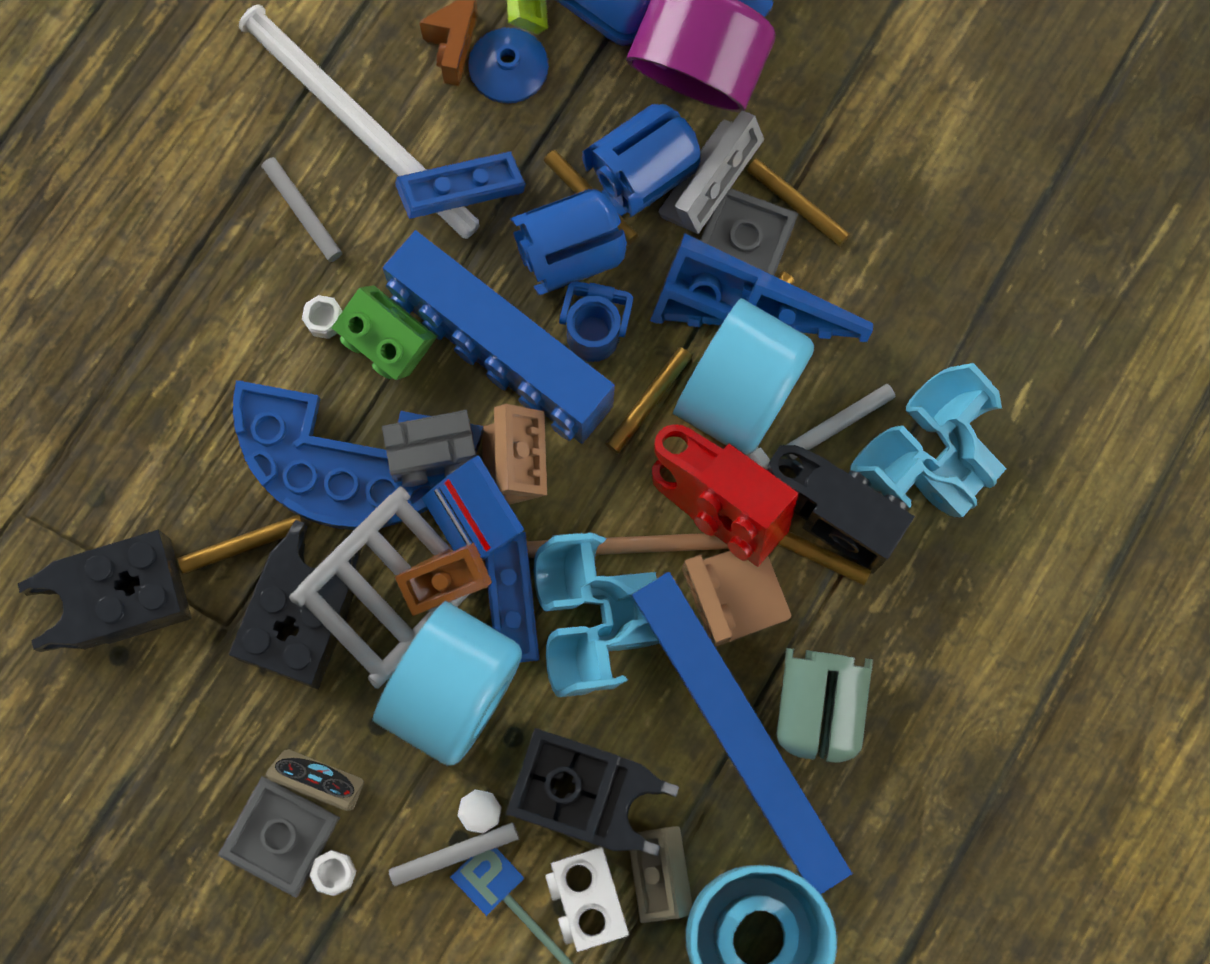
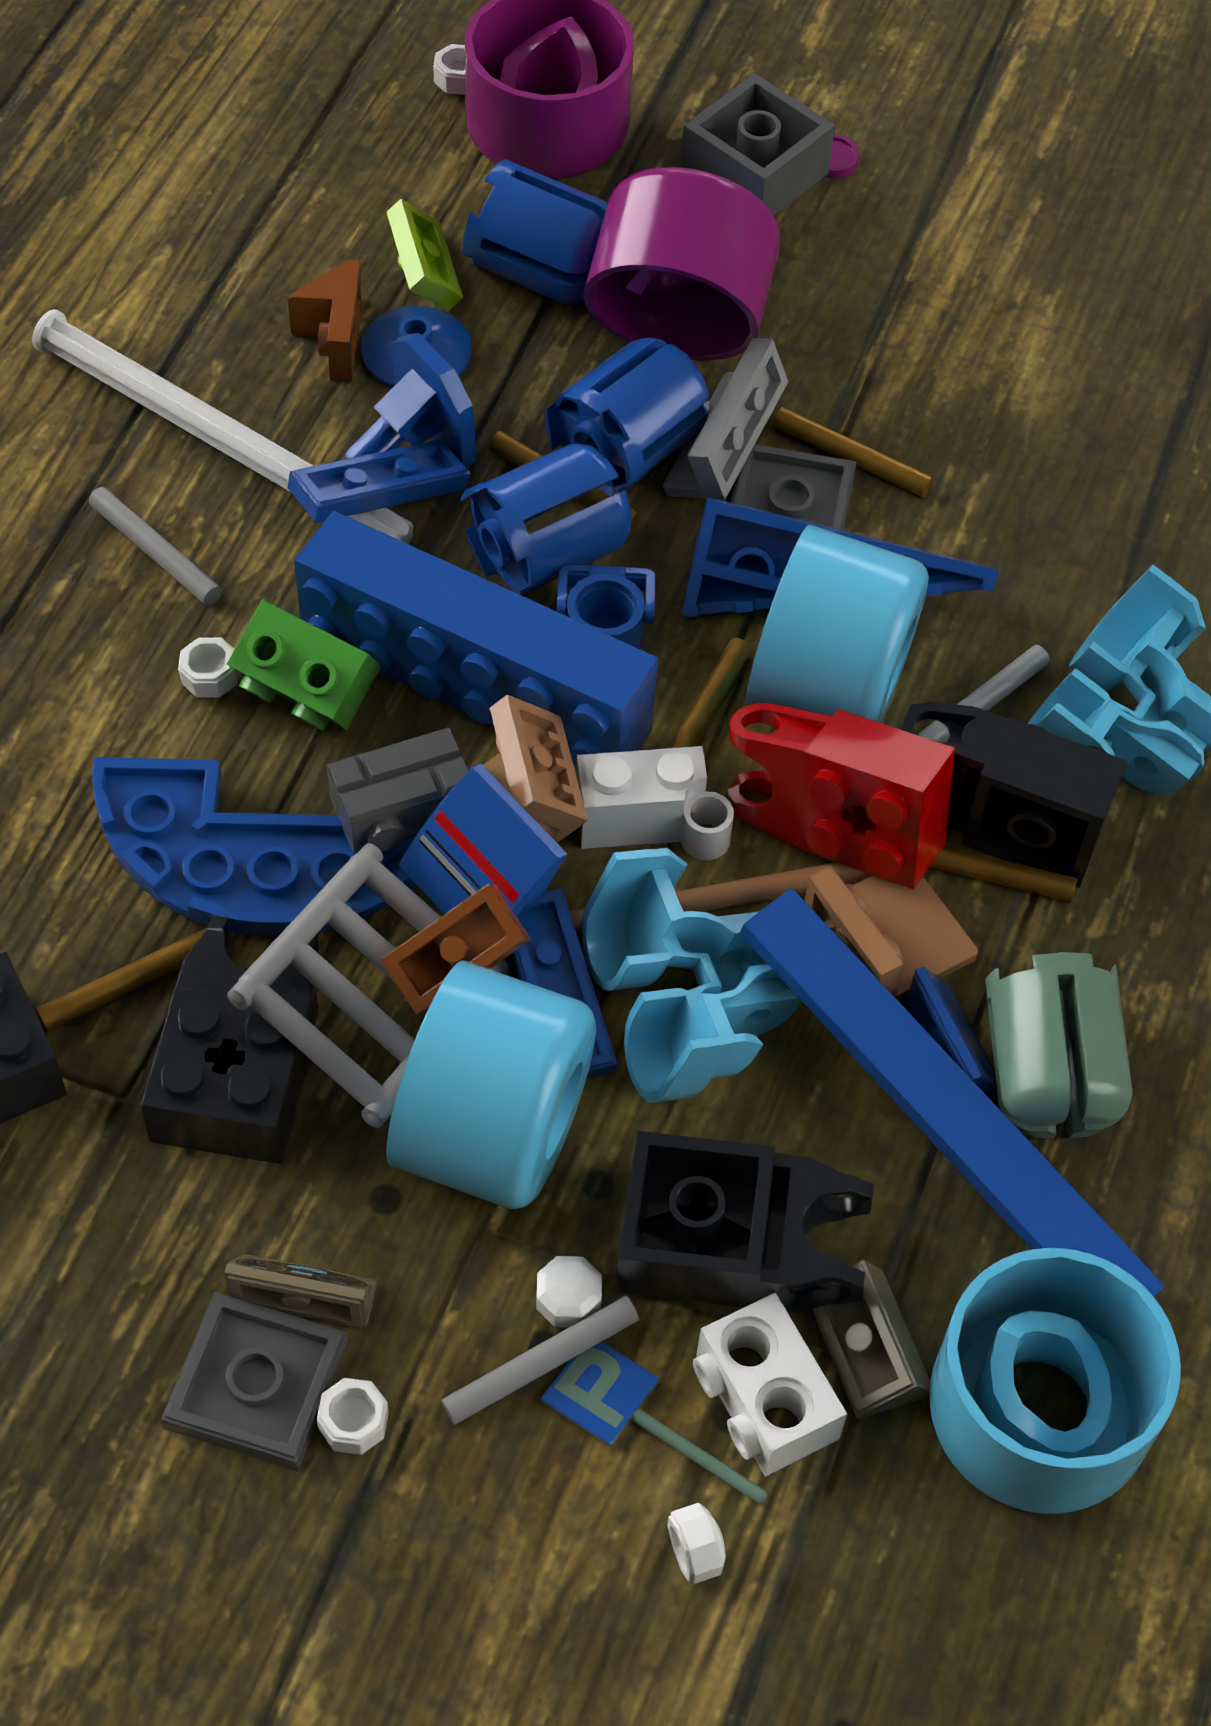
camera: 10 degrees left, 20 degrees down
(494, 131) = (421, 405): none -> blue piece
(595, 470) = (652, 800): none -> white hinge
(761, 675) = (943, 1018): none -> blue slope

